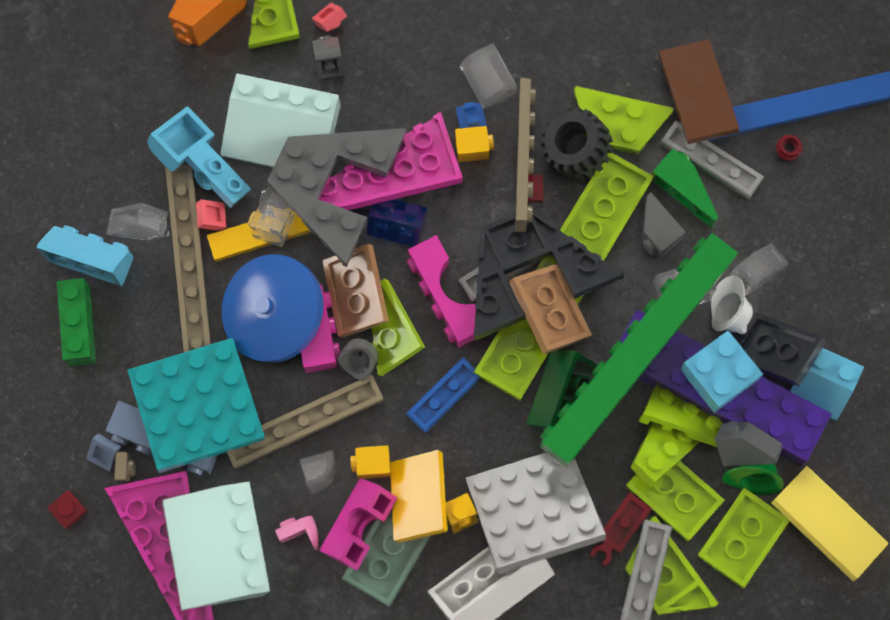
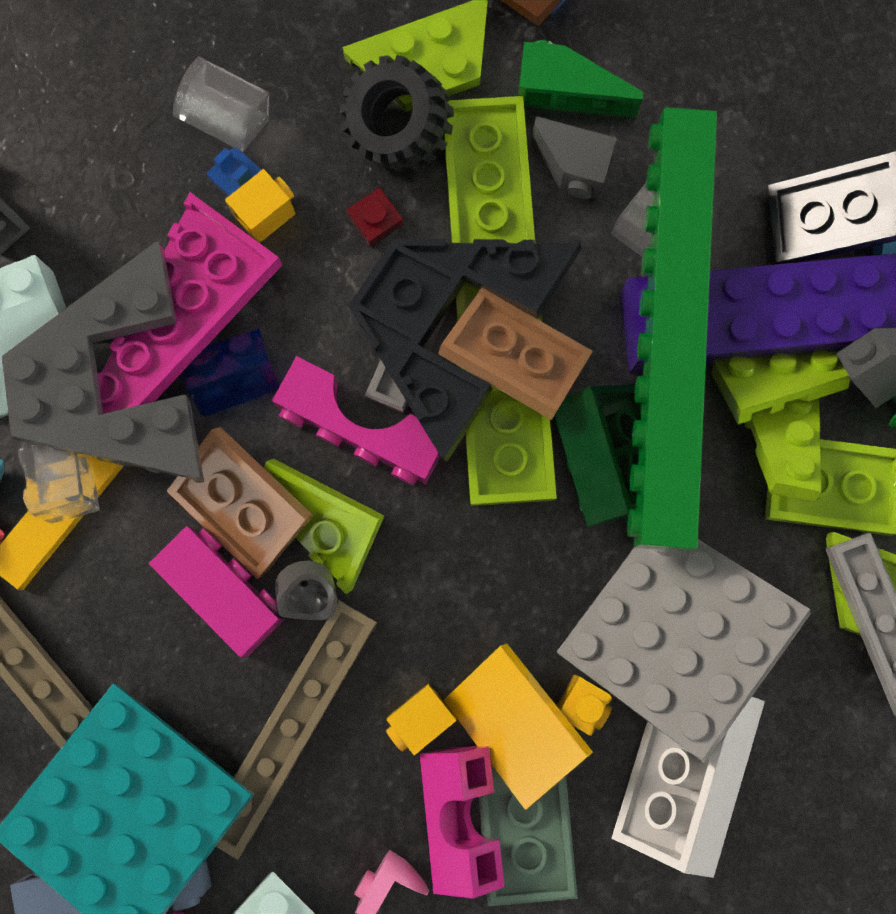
camera: 35 degrees left, 5 degrees up
(272, 308) = (141, 604): blue dish -> none
(319, 471) = (358, 789): clear brick -> none
(443, 395) = (451, 561): blue tile -> none
(524, 164) = (348, 186): dark tan plate -> none
(622, 526) = (802, 570): dark red plate -> none
(714, 162) = (583, 31): light grey tile -> none
(721, 371) = (803, 284): medium azure brick -> none
(730, 307) = (741, 198): white piece -> none
(759, 267) = (736, 128): clear slope -> none

